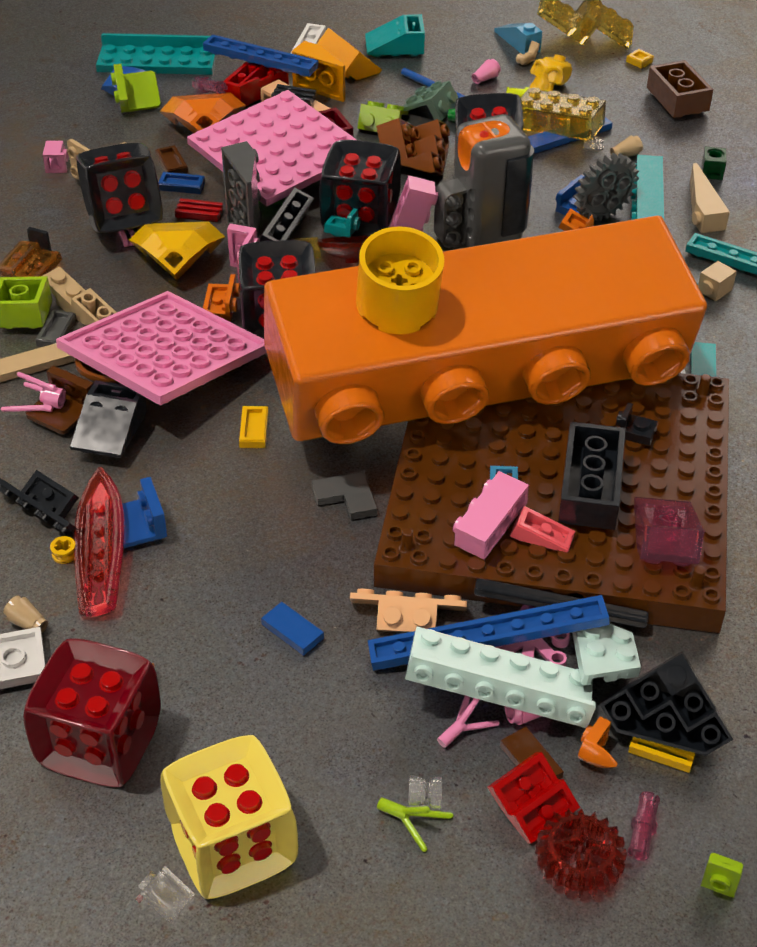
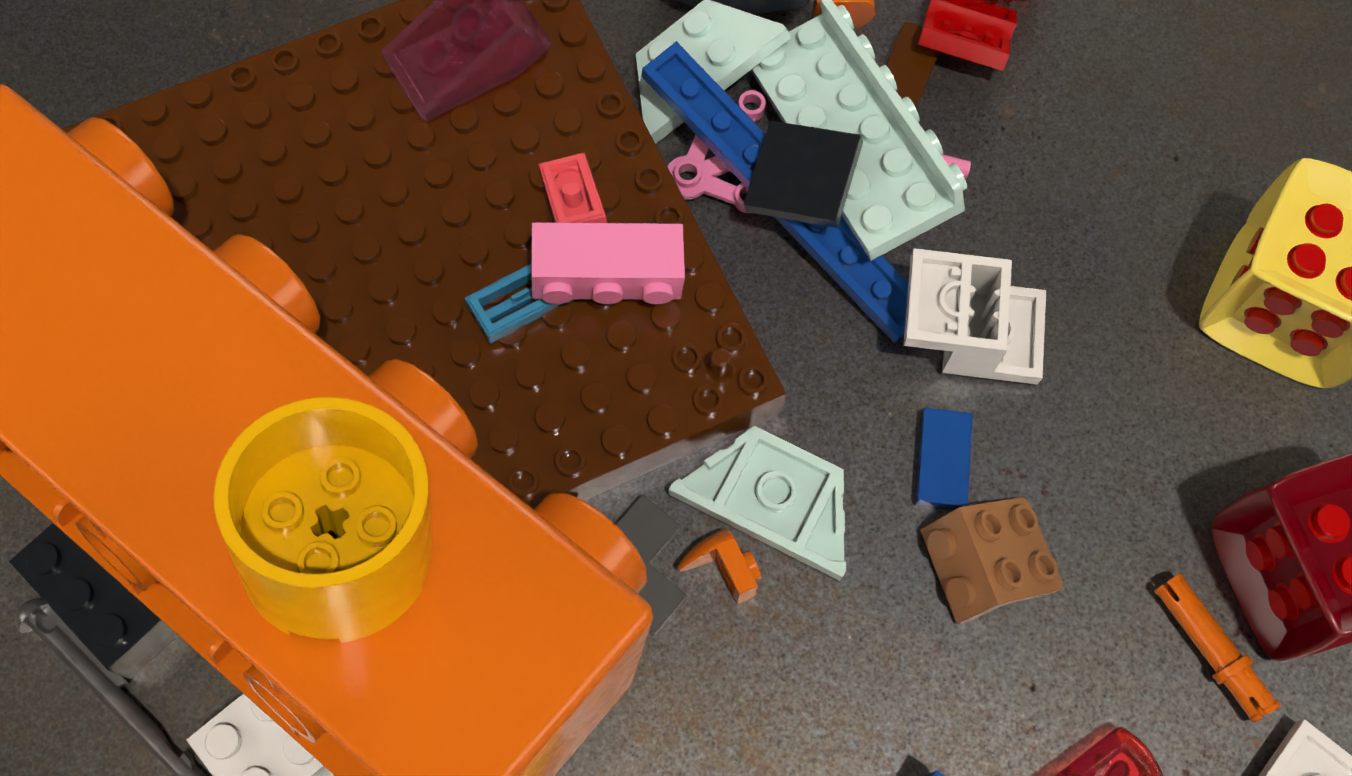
camera: 125 degrees left, 25 degrees up
(227, 613) = (990, 557): none -> medium nougat bracket
(316, 517) = (736, 567): none -> orange plate
(331, 552) = (774, 497): none -> light aqua wing
(347, 666) = (975, 316): none -> white bracket
(405, 613) = (803, 328): light nougat bracket -> none
(405, 812) = (1097, 146): lime plant -> none
(417, 791) = (1057, 135): clear wheel -> none
(483, 625) = (803, 173): none -> black tile
(541, 598) = (678, 163): black axle -> none
(592, 476) = (429, 172): black brick -> none
(637, 428) = (259, 187): black bracket -> none

